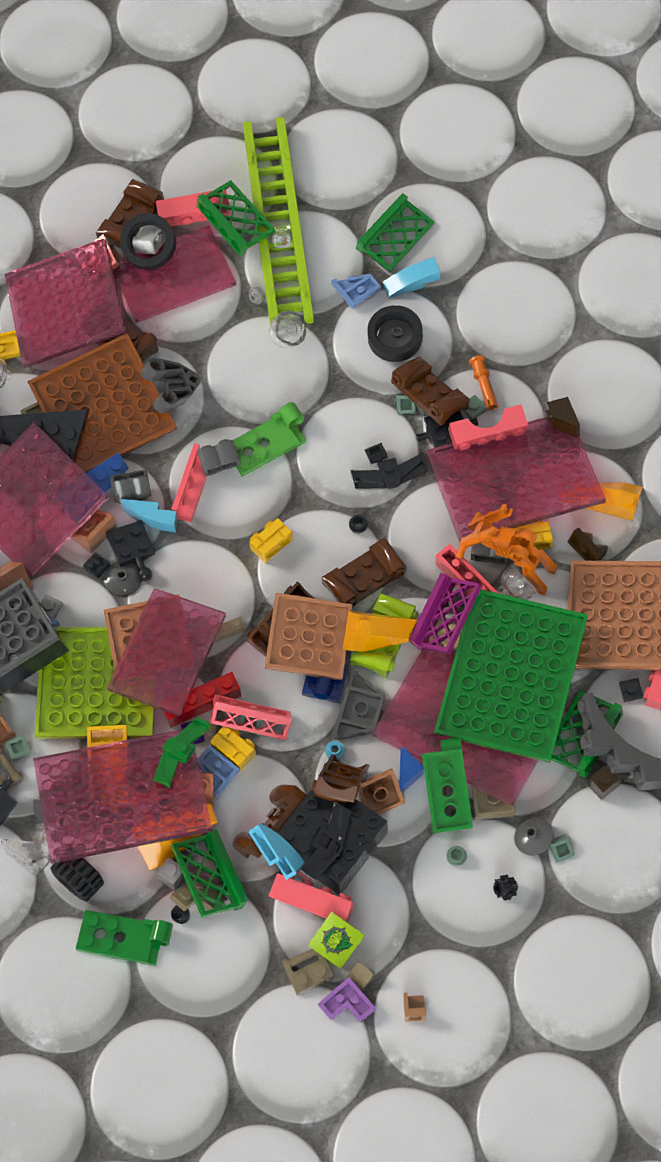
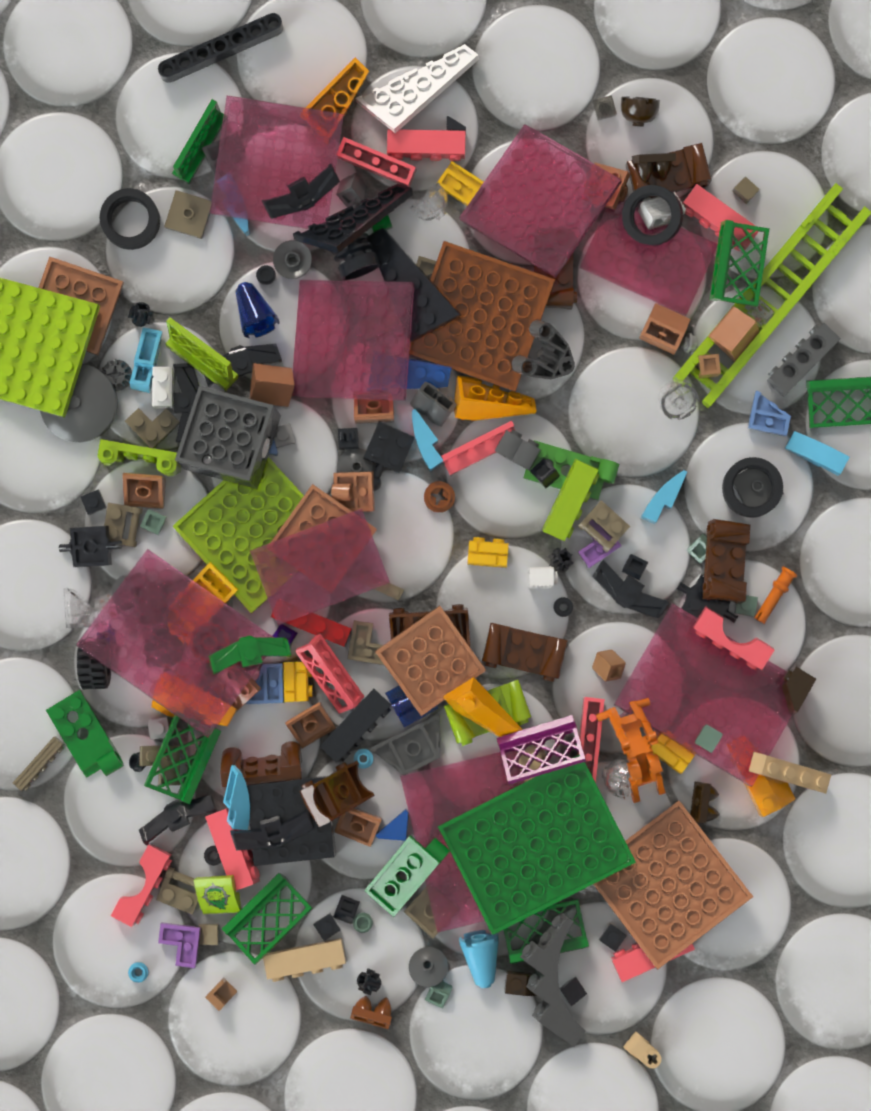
camera: 45 degrees right, 20 degrees up
(46, 219) = (604, 107): none -> clear smoke plate
(70, 197) = (639, 109): none -> dark brown cylinder
(108, 216) = (645, 164): none -> dark brown tile
(110, 990) = (39, 764): none -> dark tan piece
(135, 586) = (354, 490): none -> nougat plate
(163, 456) = (483, 402): none -> light orange wedge
(191, 182) = (745, 190): none -> dark tan slope
(201, 532) = (435, 488): none -> dark orange gear
(232, 303) = (664, 328): none -> nougat slope
(248, 919) = (176, 817): none -> black plate
(252, 454) = (545, 473): none -> black slope
(254, 682) = (360, 646): none -> dark tan plate
(267, 969) = (130, 908): none -> coral arch
(273, 764) = (310, 725): none -> nougat slope
(279, 257) = (734, 333): none -> nougat slope
(285, 290) = (709, 366): none -> medium nougat panel
(287, 453) = (570, 499): none -> lime brick
(303, 915) = (207, 856): none -> black plate
(305, 733) = (352, 729): none -> black brick
(323, 496) = (560, 559): none -> black gear
(323, 516) = (542, 577): none -> white brick
(327, 442) = (608, 521): none -> dark tan plate
(338, 212) = (783, 383): none -> dark grey brick
(338, 459) = (594, 551): none -> medium lavender plate
(339, 1050) = (132, 975): none -> medium azure plate
(347, 397) = (663, 498): none -> medium azure slope
(371, 921) = (253, 909): none -> green fence
(429, 527) = (608, 665): none -> medium nougat panel
(435, 885) = (327, 926): none -> black plate
(436, 860) = (346, 909): none -> black slope
(444, 920) = (304, 959): none -> tan brick
(539, 905) = (380, 1017): none -> dark orange tile
(543, 496) = (708, 738): none -> sand green slope
(561, 789) = (481, 956): none -> medium azure cone
(618, 467) = (789, 772): none -> tan brick
(647, 747) = (573, 991): none -> black slope

